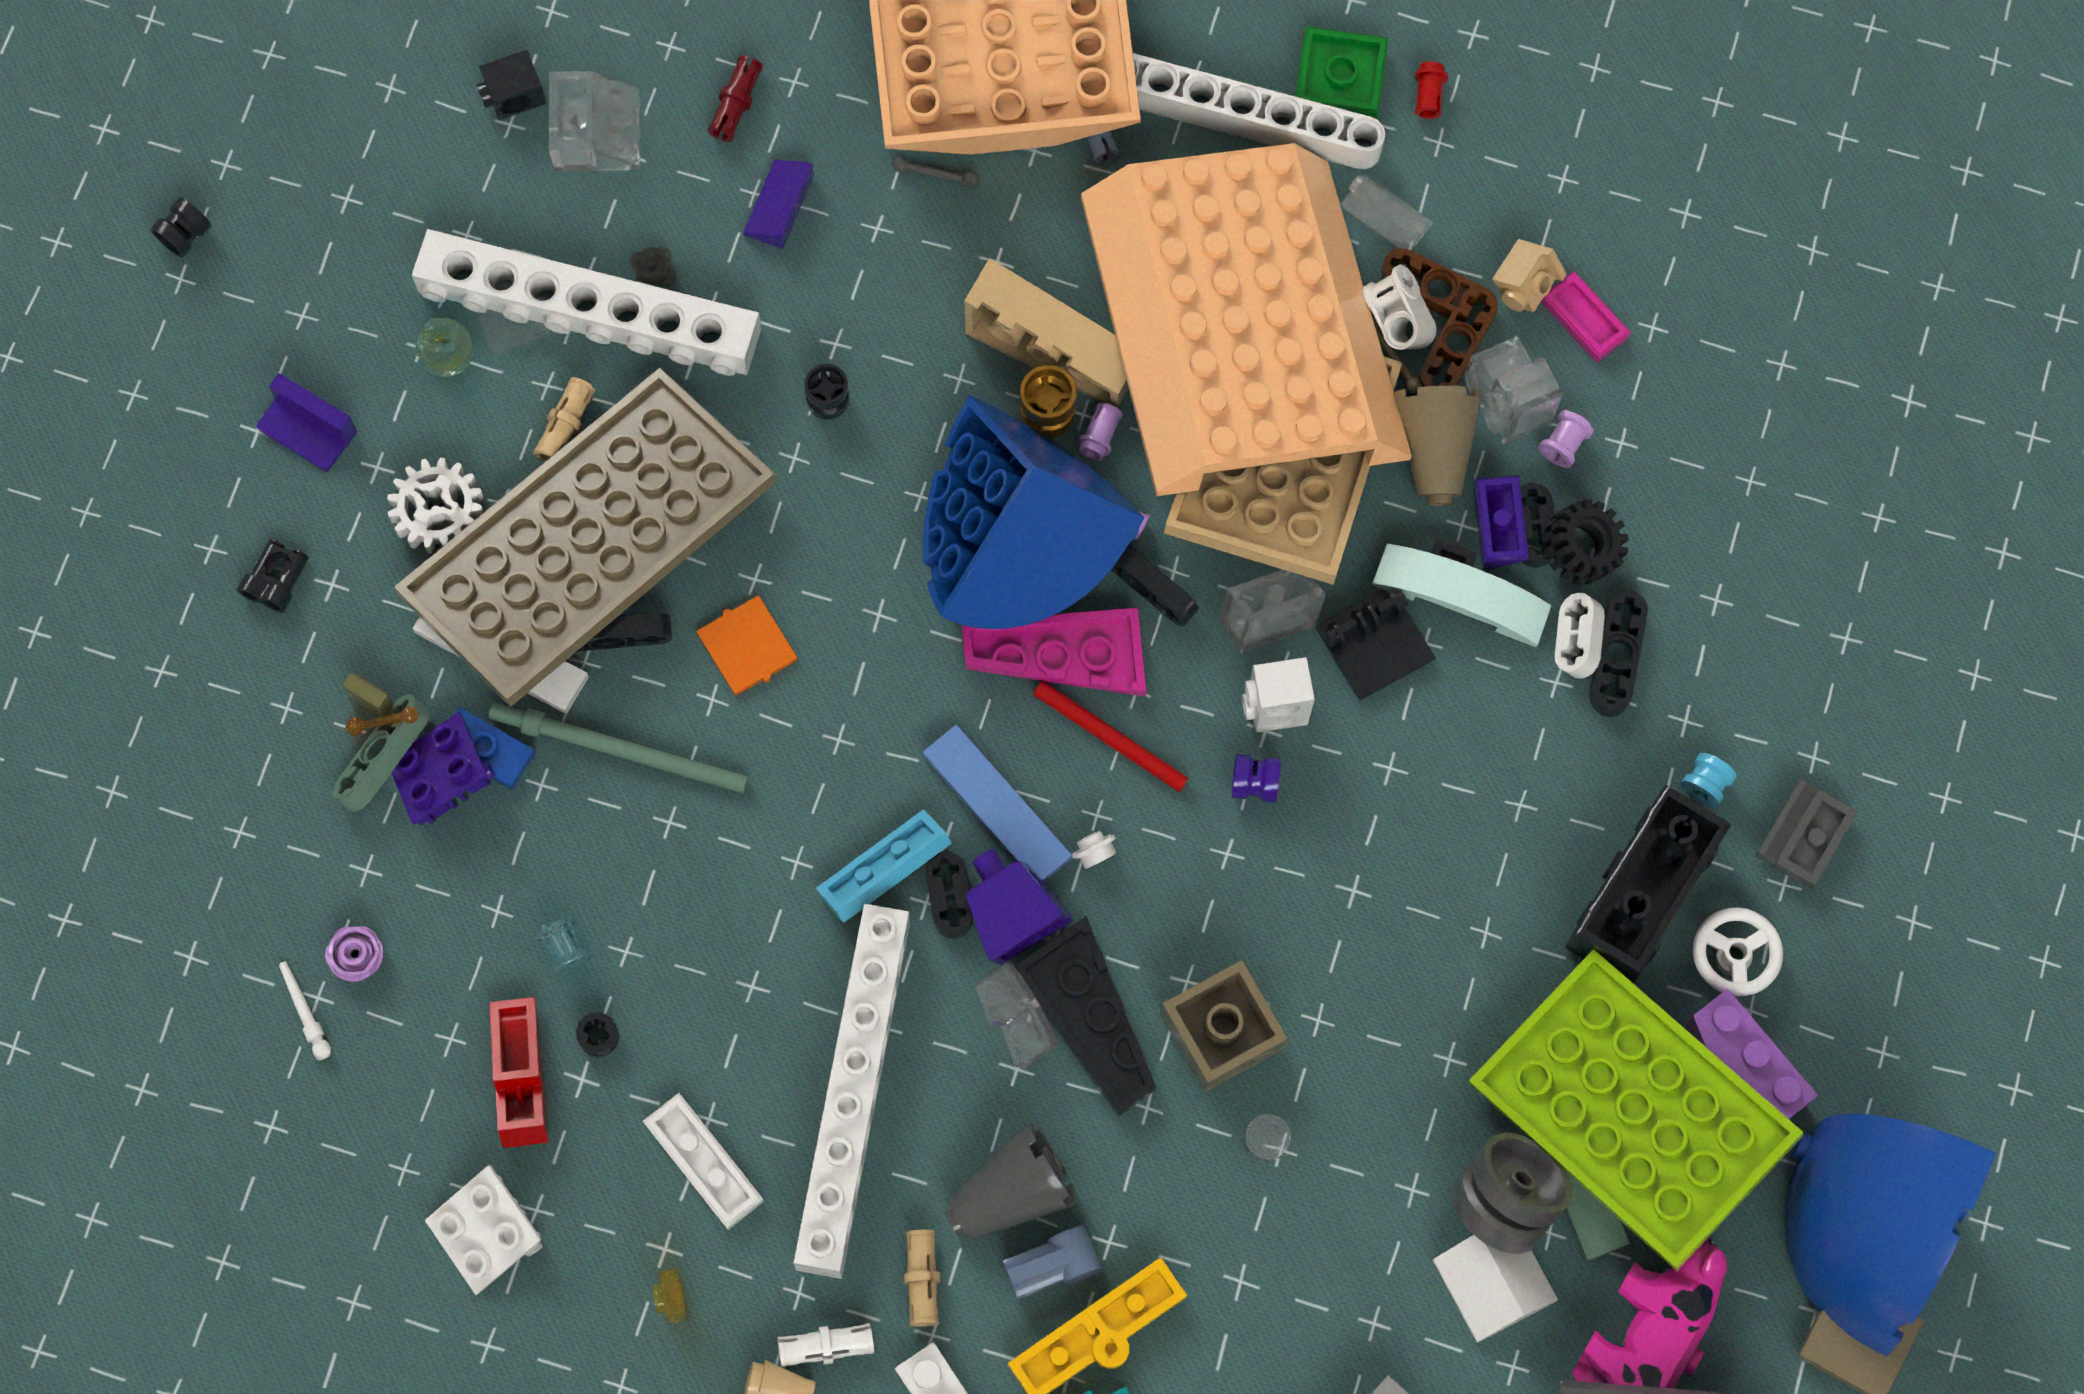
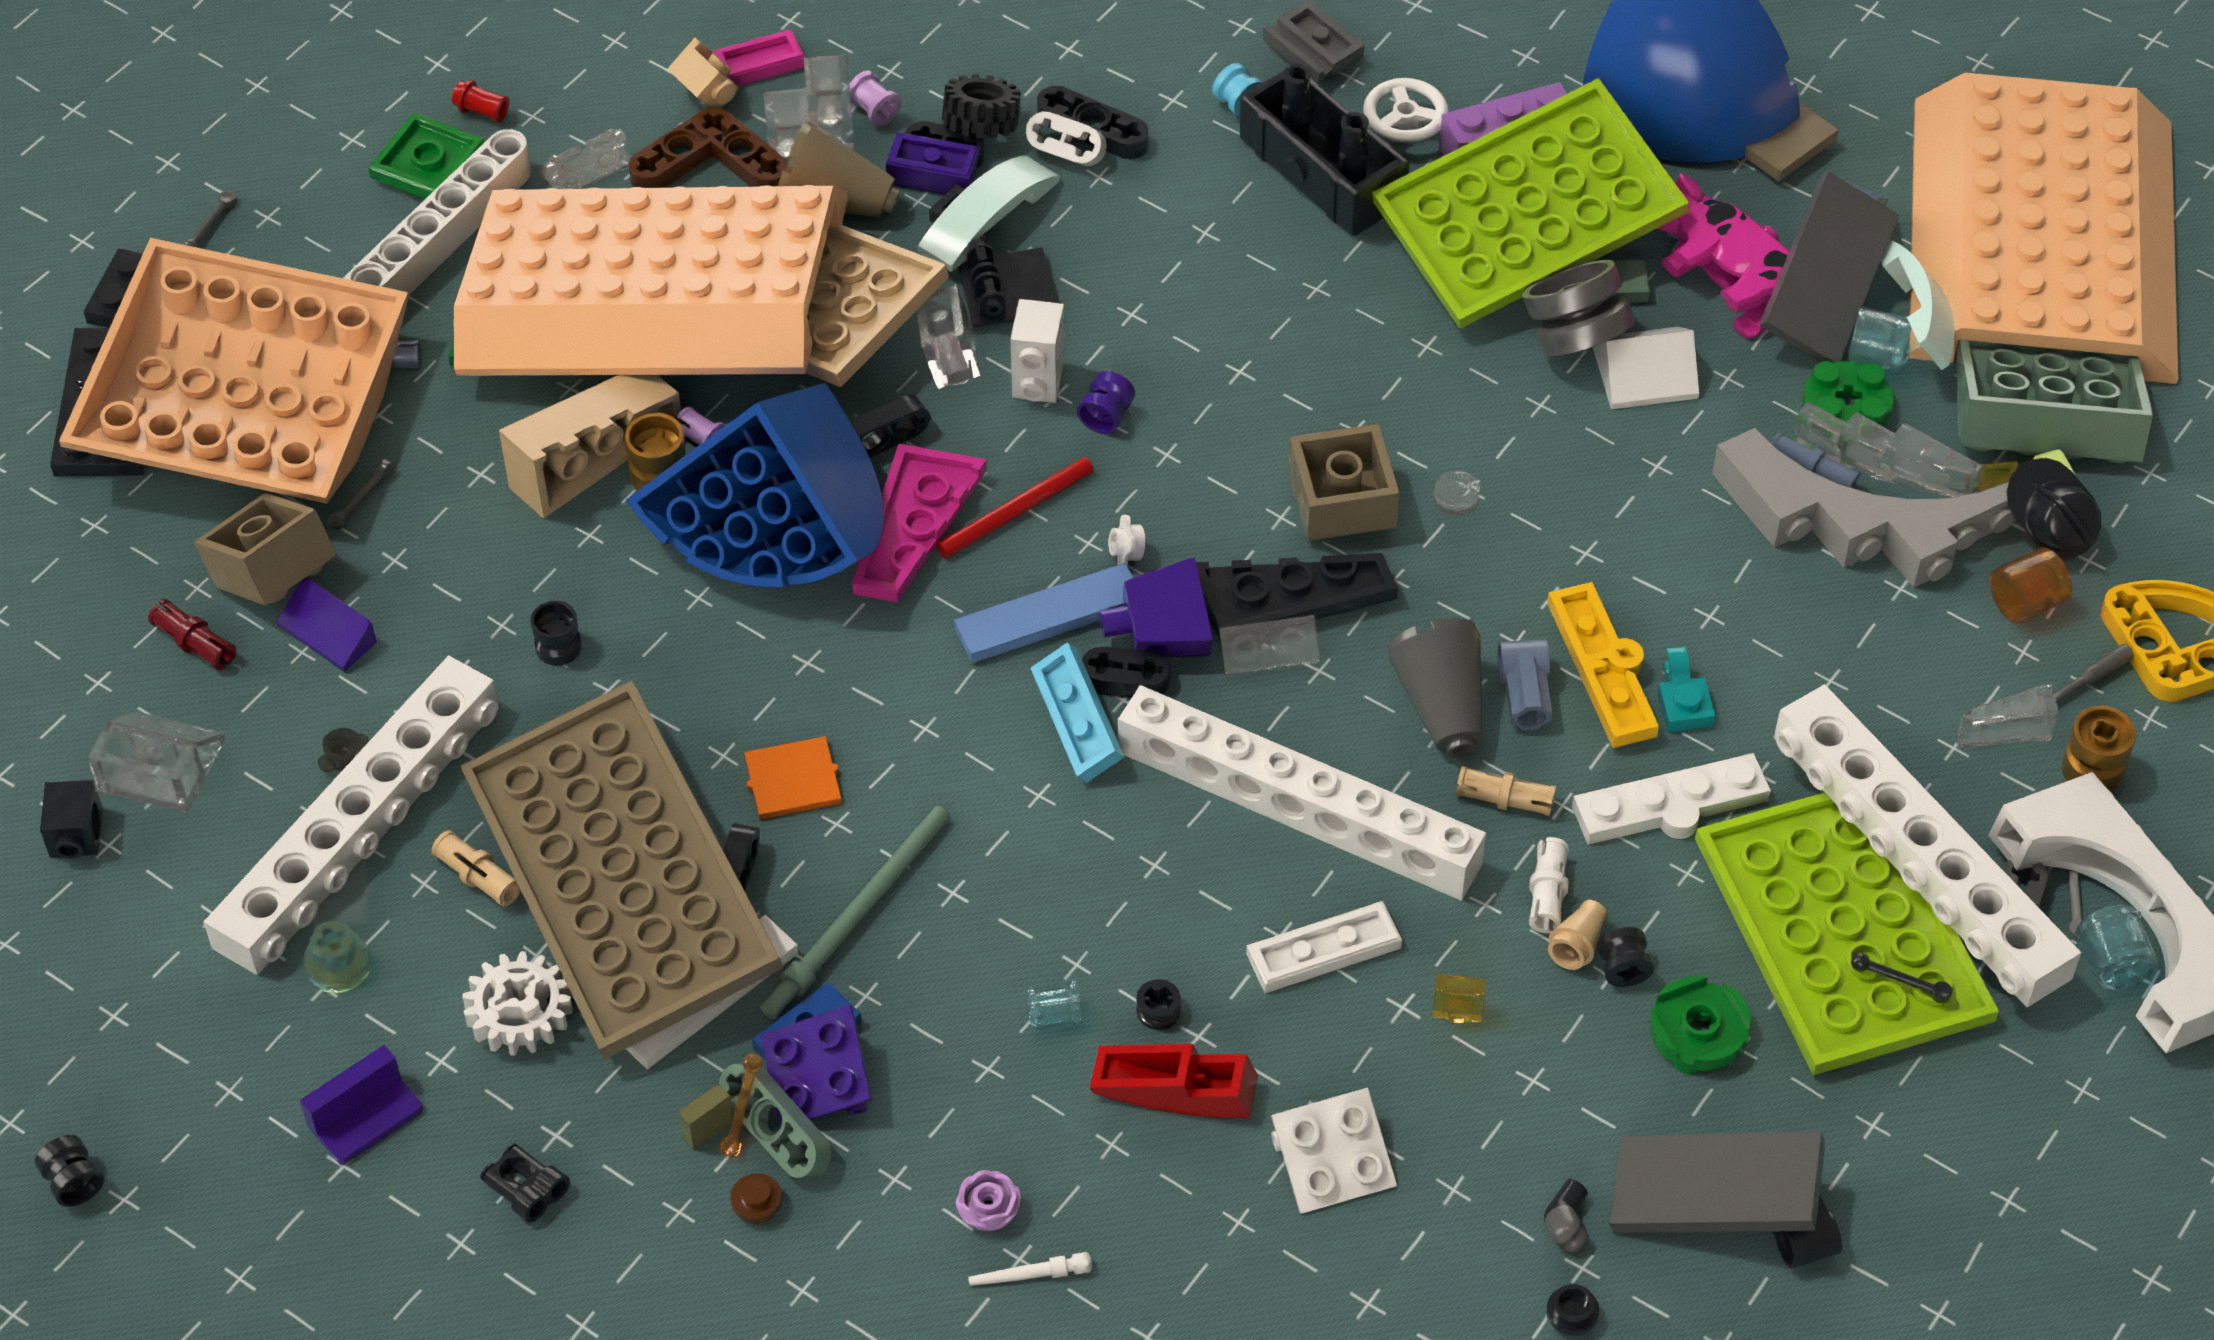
camera: 70 degrees left, 20 degrees down
(307, 764) = (756, 1198): none -> reddish brown plate
(822, 118) = (265, 549): none -> dark tan brick
(1397, 302) = (690, 168): white piece -> none

